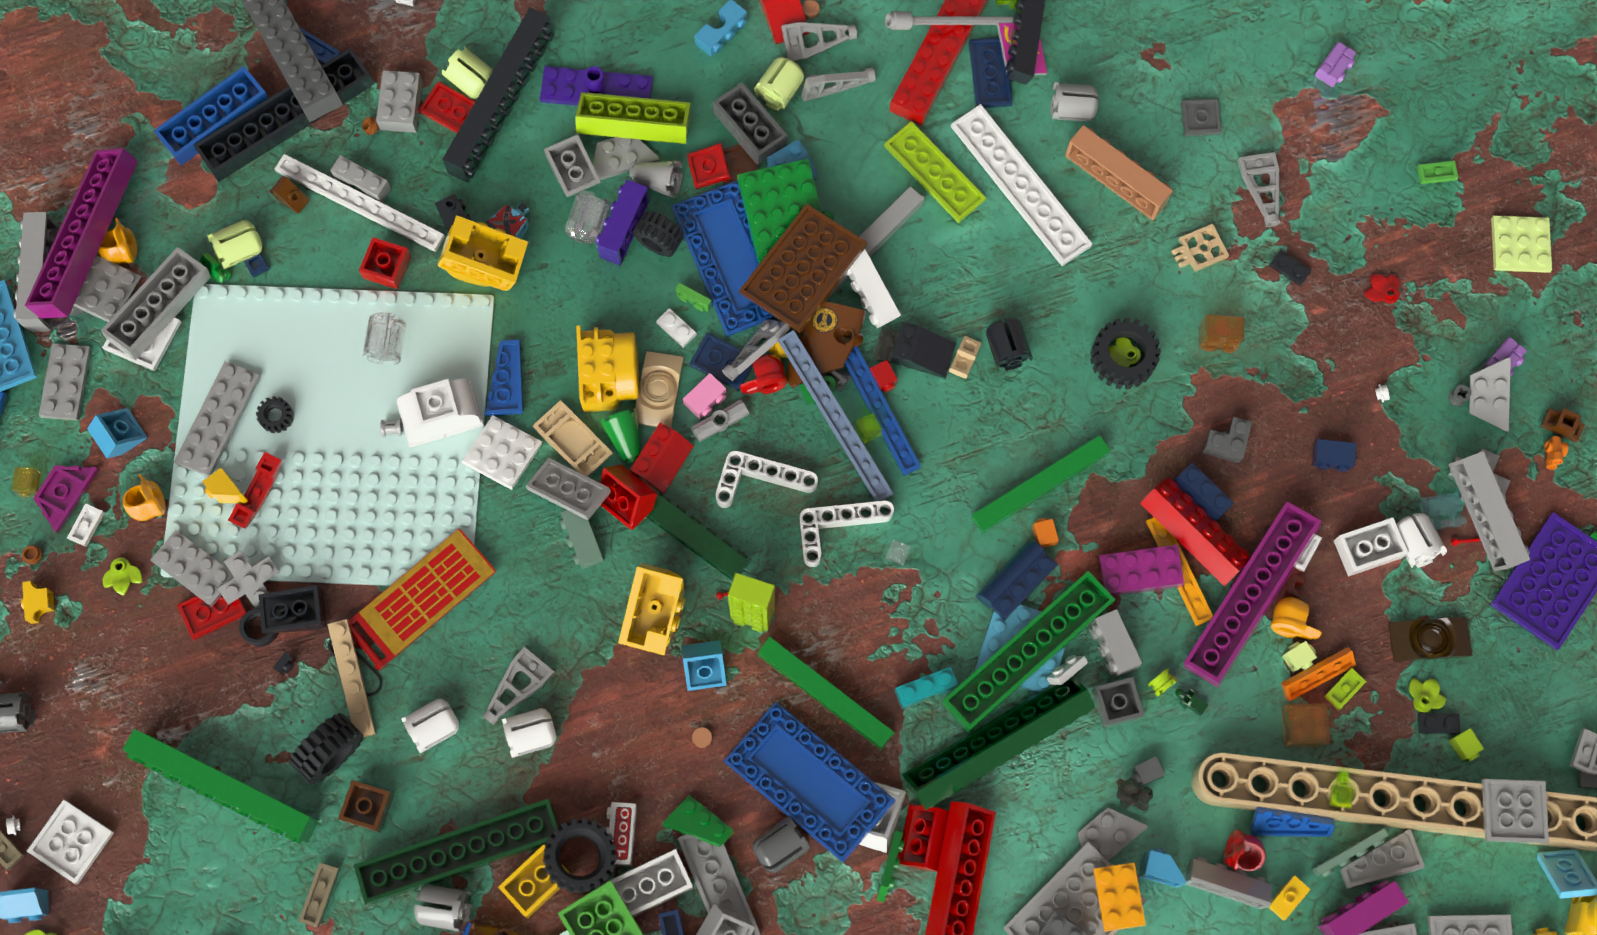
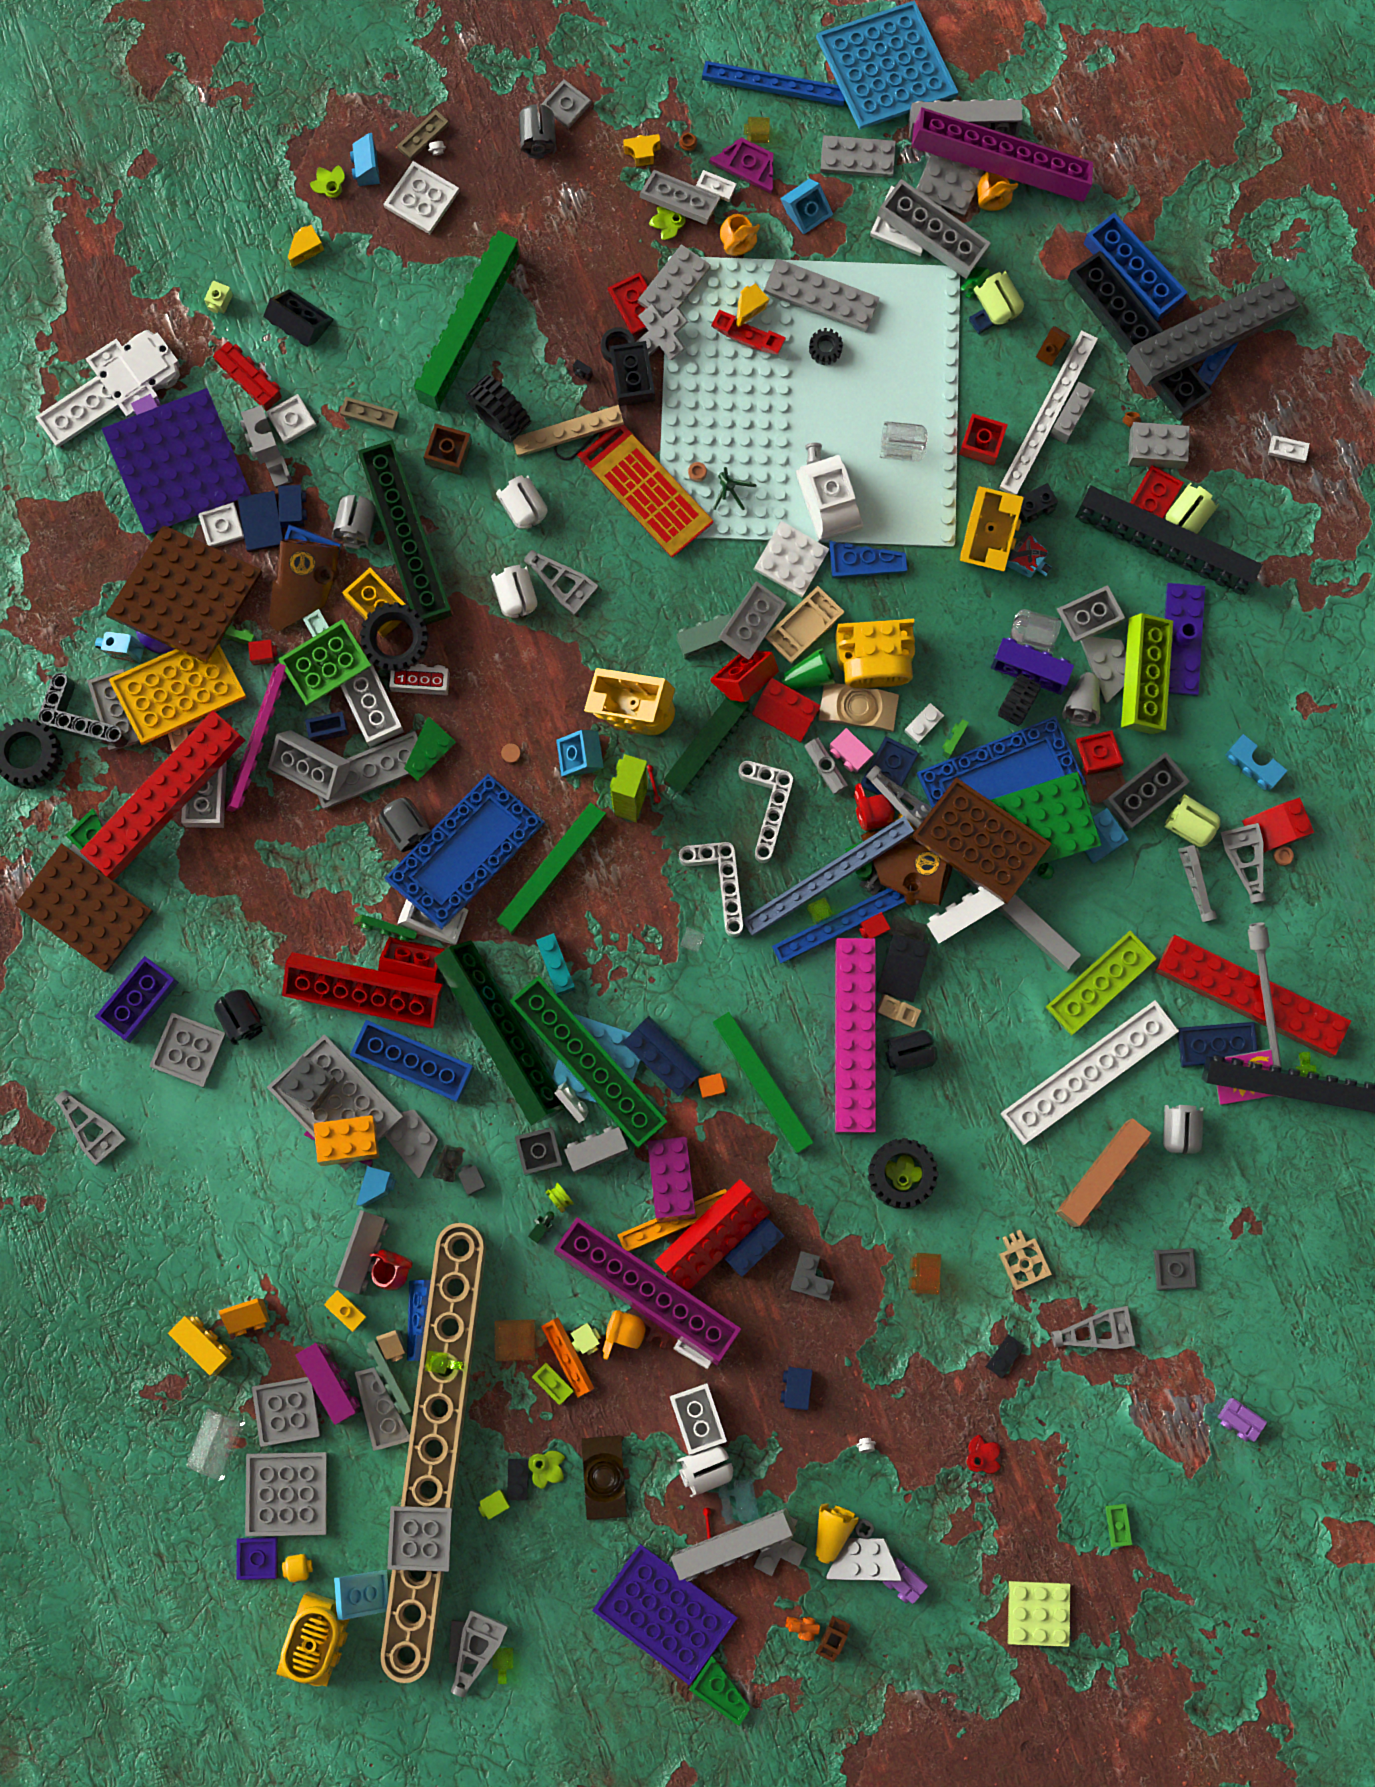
camera: 90 degrees right, 5 degrees up
(95, 561) = (680, 197): none -> light grey plate
(404, 544) = (697, 472): none -> nougat tile
(421, 512) = (728, 484): none -> dark green plant
(992, 396) = (855, 1036): none -> dark pink brick
(1030, 834) = (412, 1061): none -> blue brick
(1318, 849) = (392, 1345): none -> tan slope
(1464, 421) = (833, 1531): none -> yellow cone

